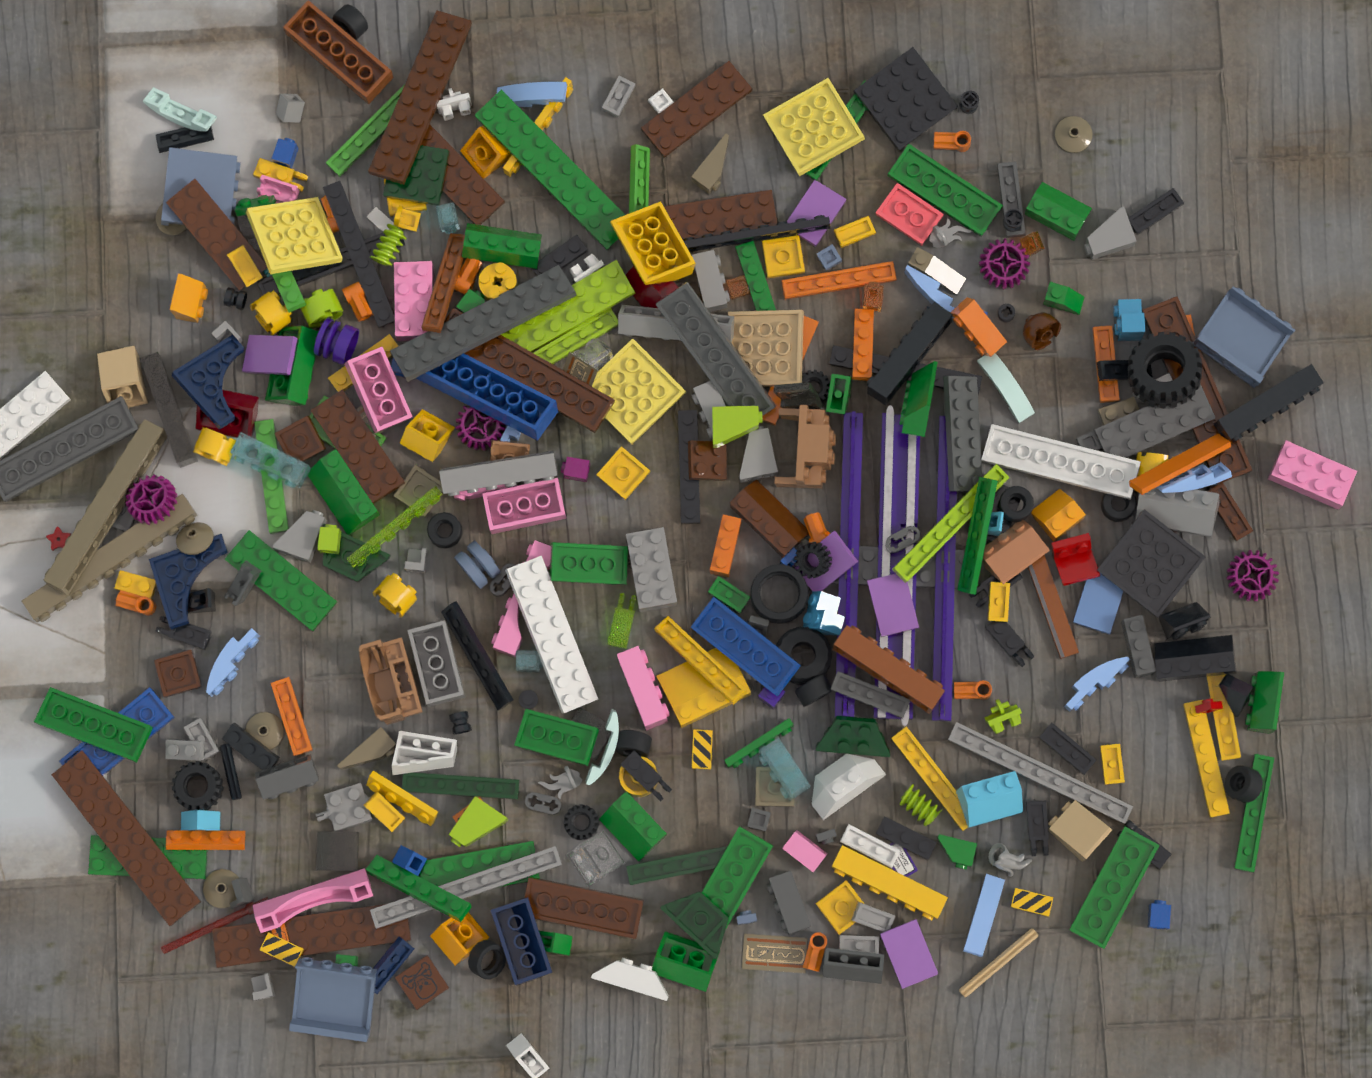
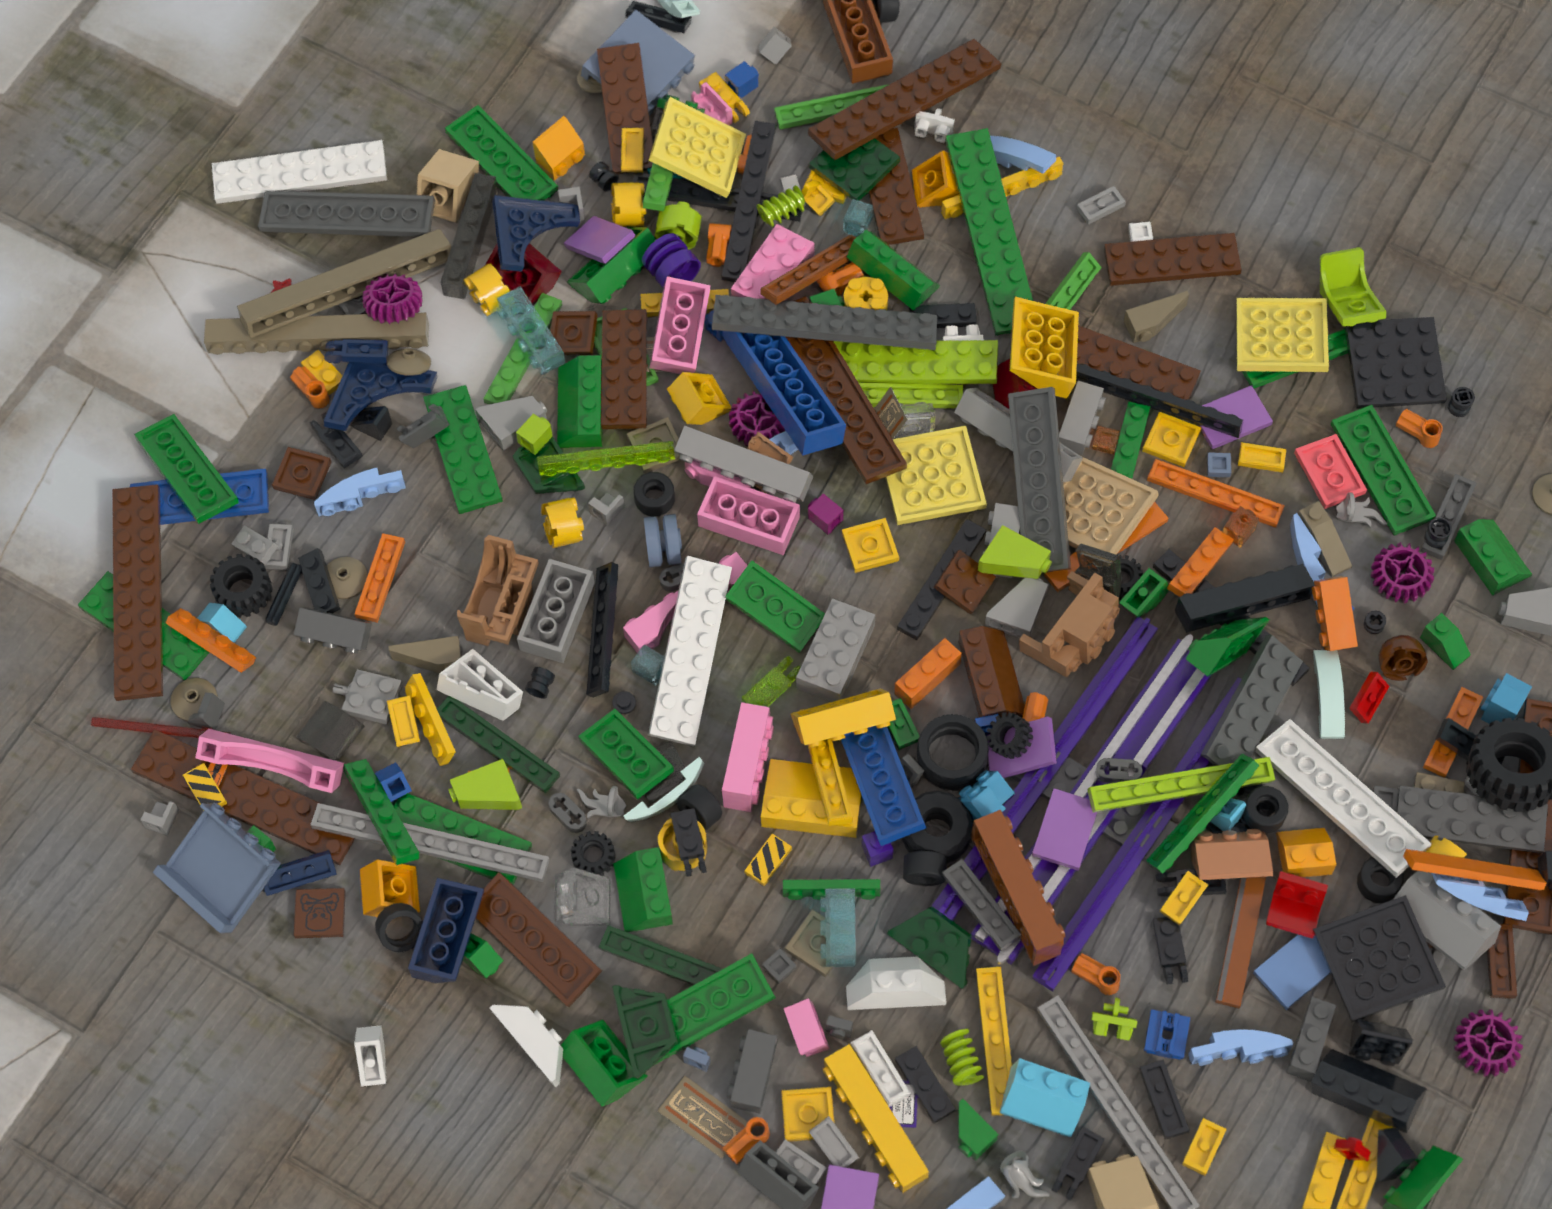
camera: 30 degrees right, 15 degrees down
(146, 330) = (500, 156): none -> green plate
(153, 555) = (357, 351): none -> dark blue hinge
(690, 617) = (844, 716): none -> yellow slope
(841, 62) = (1347, 288): none -> lime bracket
(1032, 243) = (1445, 570): clear orange plate -> none
(1035, 373) = (1369, 697): none -> red plate
(1053, 704) = (1155, 1041): none -> blue piece

